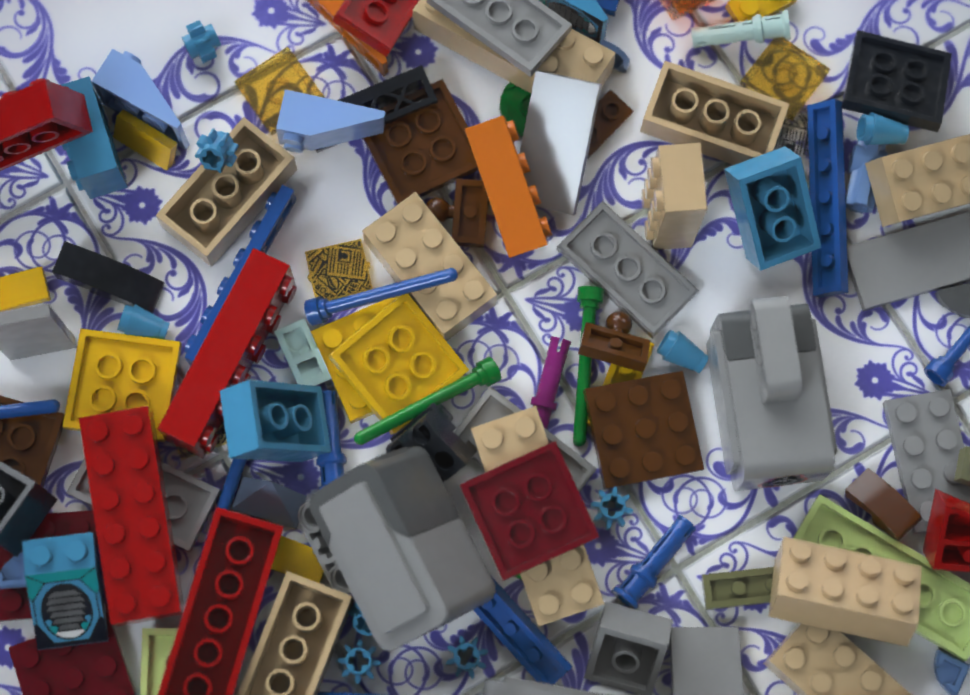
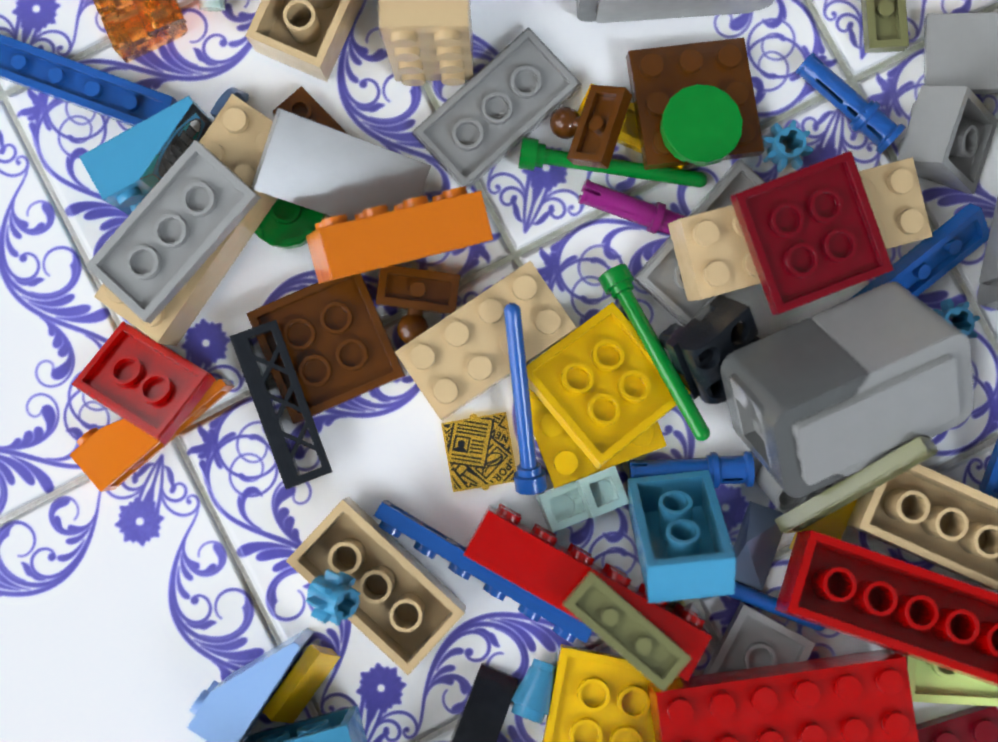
camera: 80 degrees left, 10 degrees up
(197, 373) = (626, 630): none -> olive plate
(201, 41) = (177, 610): dark azure gear -> none
(266, 84) = (246, 514): clear yellow tile -> none
(321, 122) = (302, 469): light blue slope -> none
(322, 564) = (857, 485): none -> tile
(352, 654) = (965, 449): dark azure gear -> none
(620, 428) = (701, 125): none -> green tile
(681, 351) = (602, 52): dark azure cone -> none

